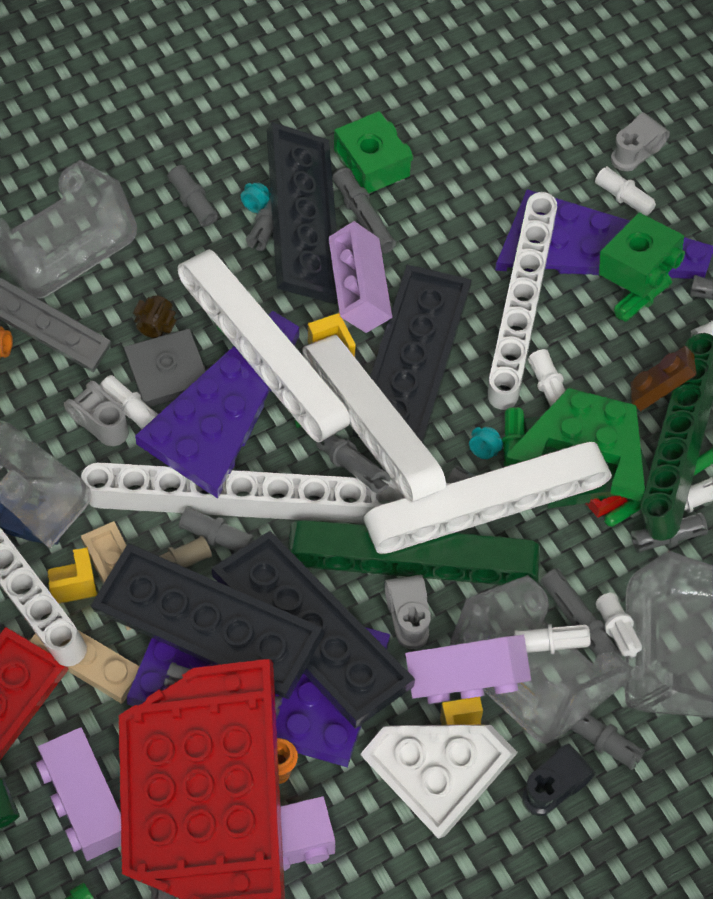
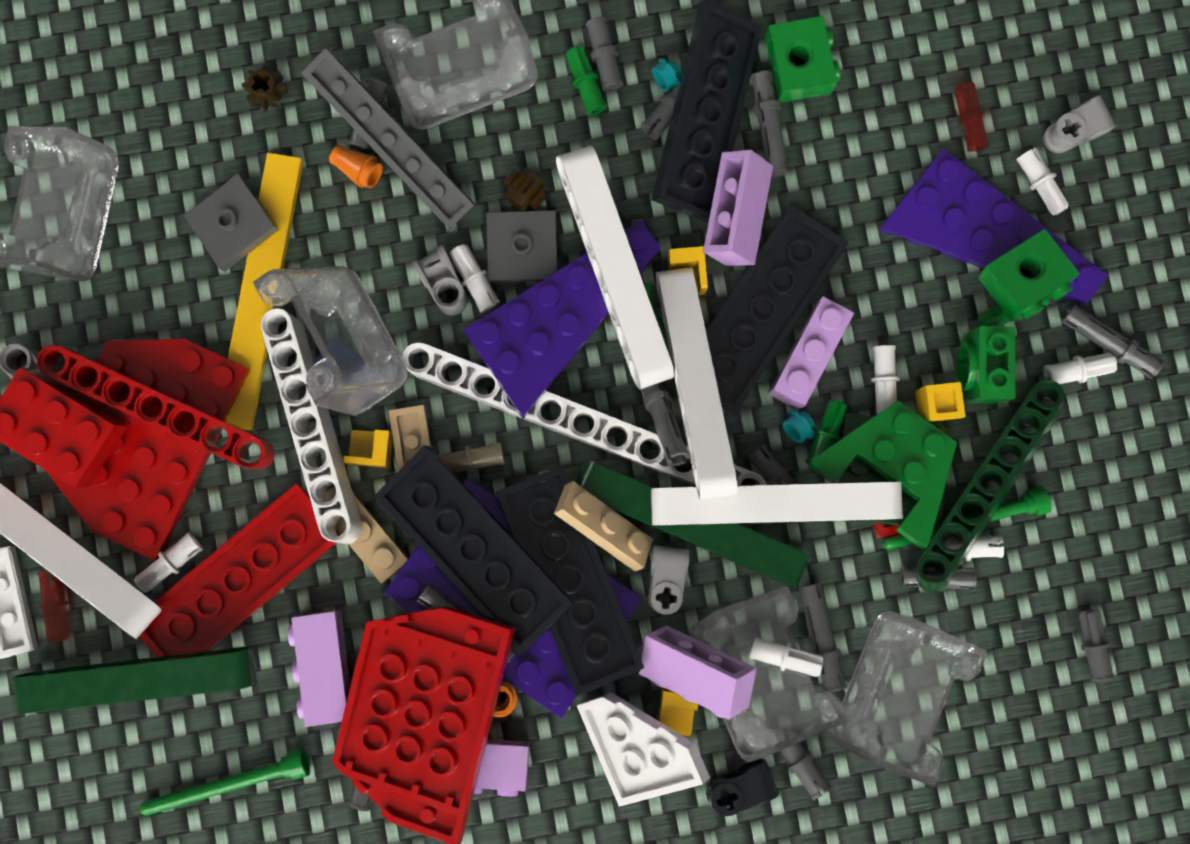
camera: 15 degrees right, 25 degrees up
(183, 221) = (585, 80): none -> green axle
(214, 530) = (515, 442): dark grey pin -> none
(329, 570) = (603, 526): none -> tan plate
(471, 376) = (810, 353): none -> lavender brick
(522, 312) = (903, 271): white beam -> none
(542, 161) = (971, 117): none -> clear red axle
(607, 378) = (940, 402): none -> yellow panel
(618, 625) = (853, 660): white axle -> none
(636, 336) = (987, 365): none -> green brick
(663, 378) = (996, 419): reddish brown plate -> none

